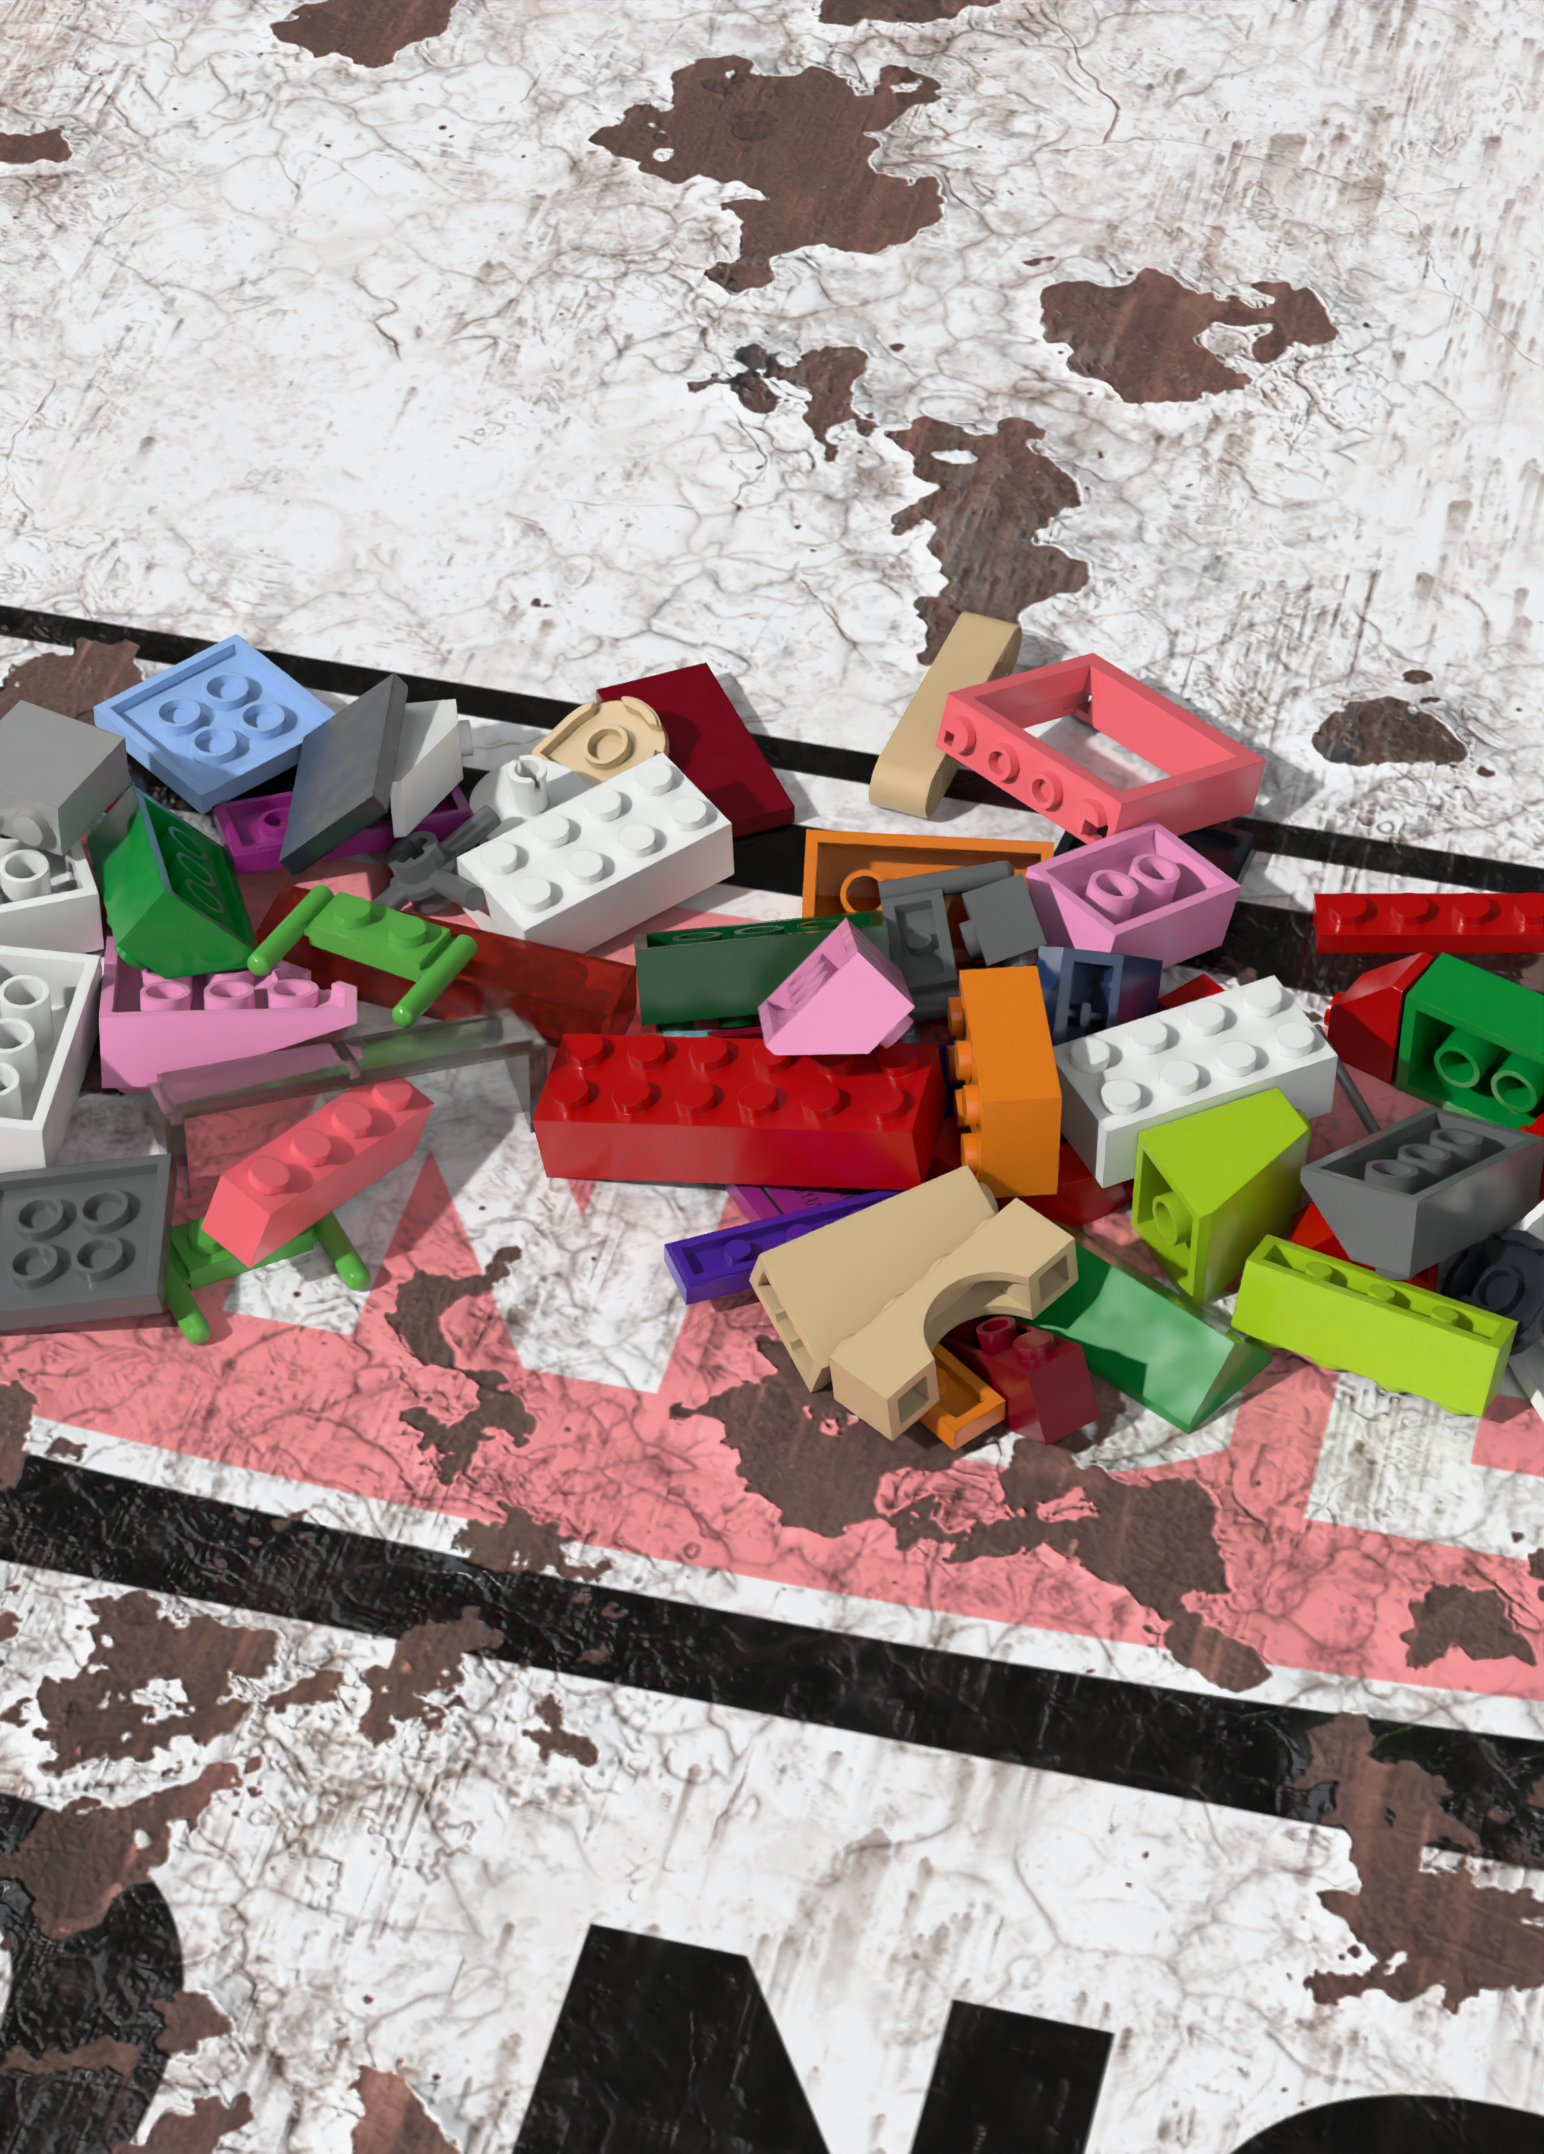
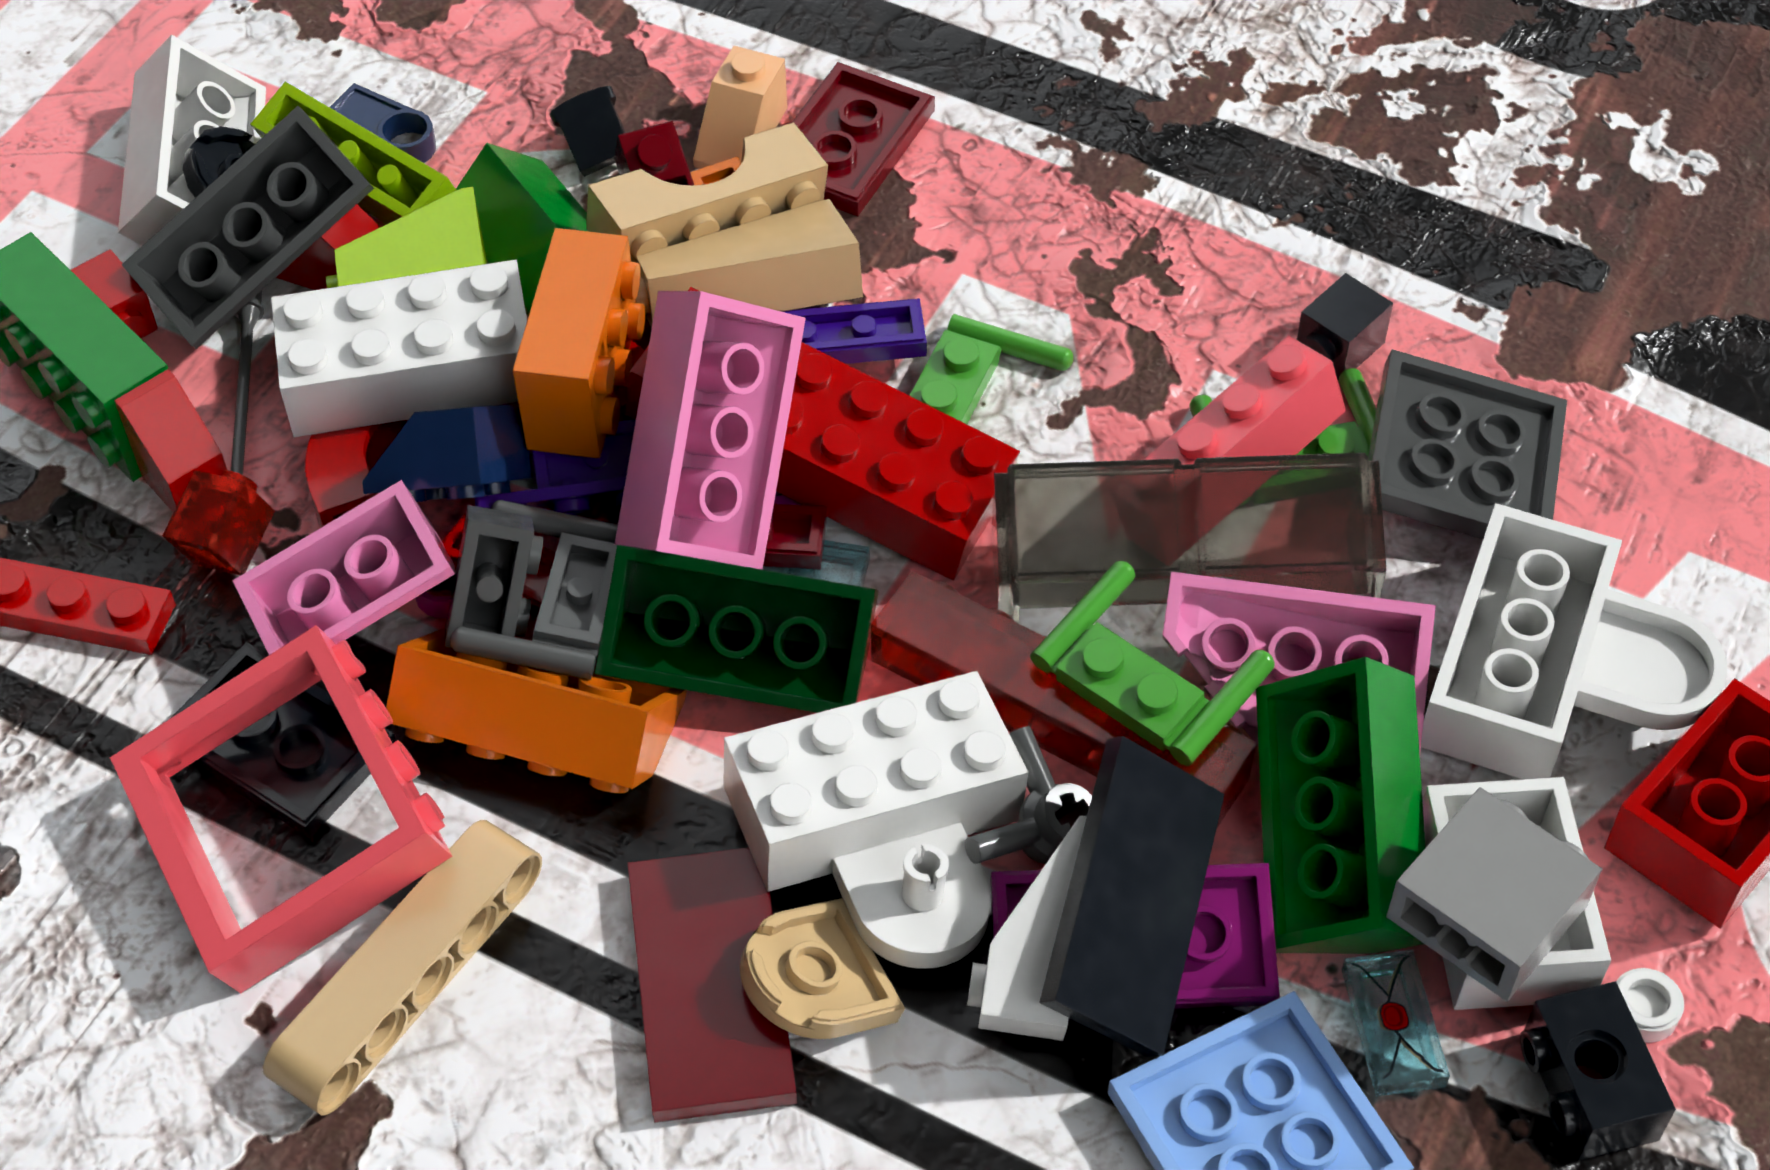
camera: 165 degrees left, 10 degrees up
(211, 1359) = (1346, 323): none -> black brick
(627, 1257) = (967, 359): none -> bright green plate
(840, 1518) = (861, 131): none -> dark red tile
(971, 1507) = (742, 101): none -> light nougat slope
(1150, 1443) = (590, 128): none -> black tile
(1305, 965) = (219, 521): none -> clear red brick
(1412, 1428) = (388, 119): none -> dark blue piece

